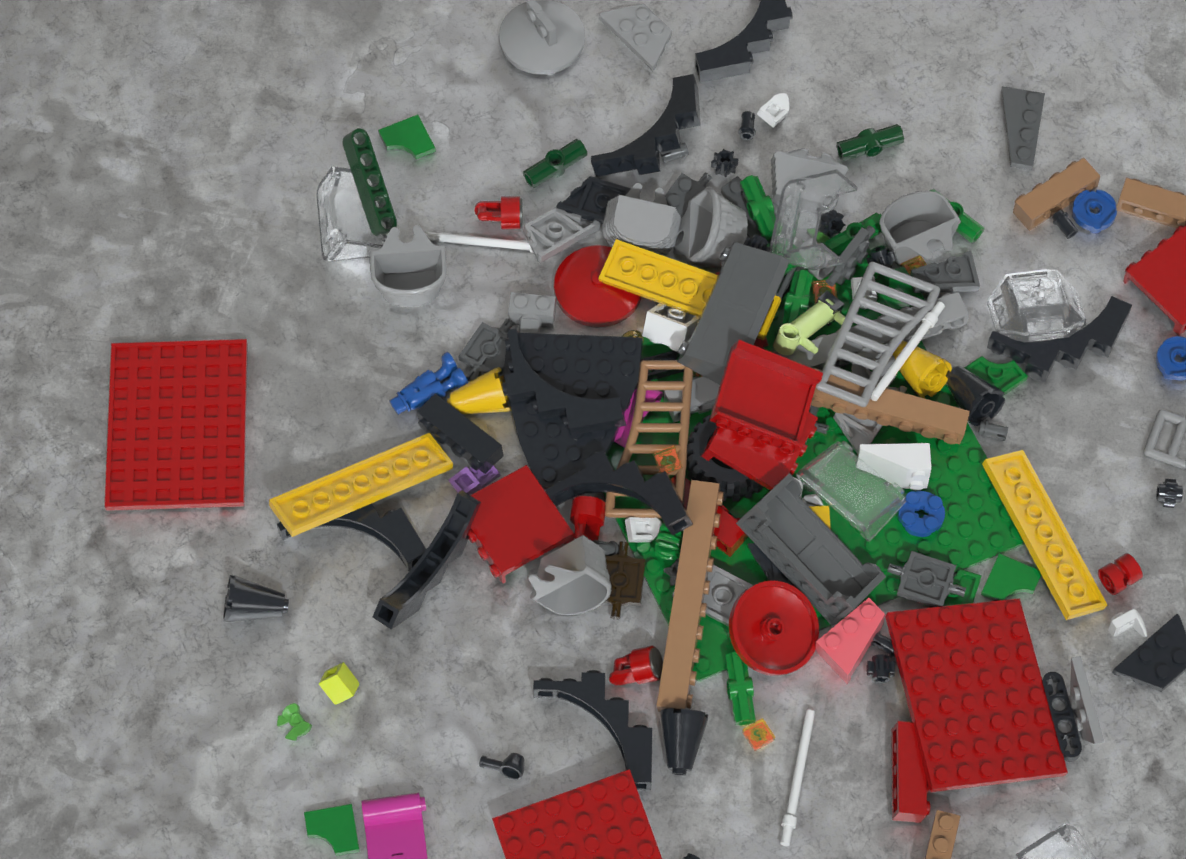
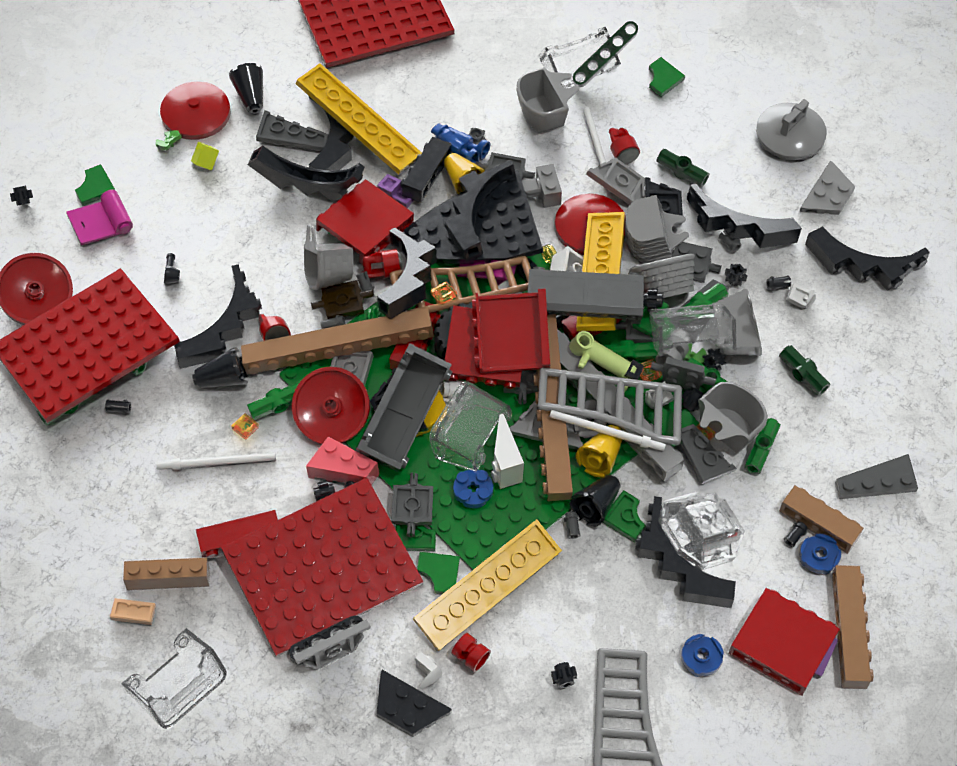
camera: 70 degrees right, 5 degrees down
(254, 679) = (195, 110): none -> red dish
(339, 575) = (282, 132): none -> dark grey wing
(419, 362) = (477, 132): none -> dark grey plate
(649, 600) = (337, 321): none -> dark grey pin

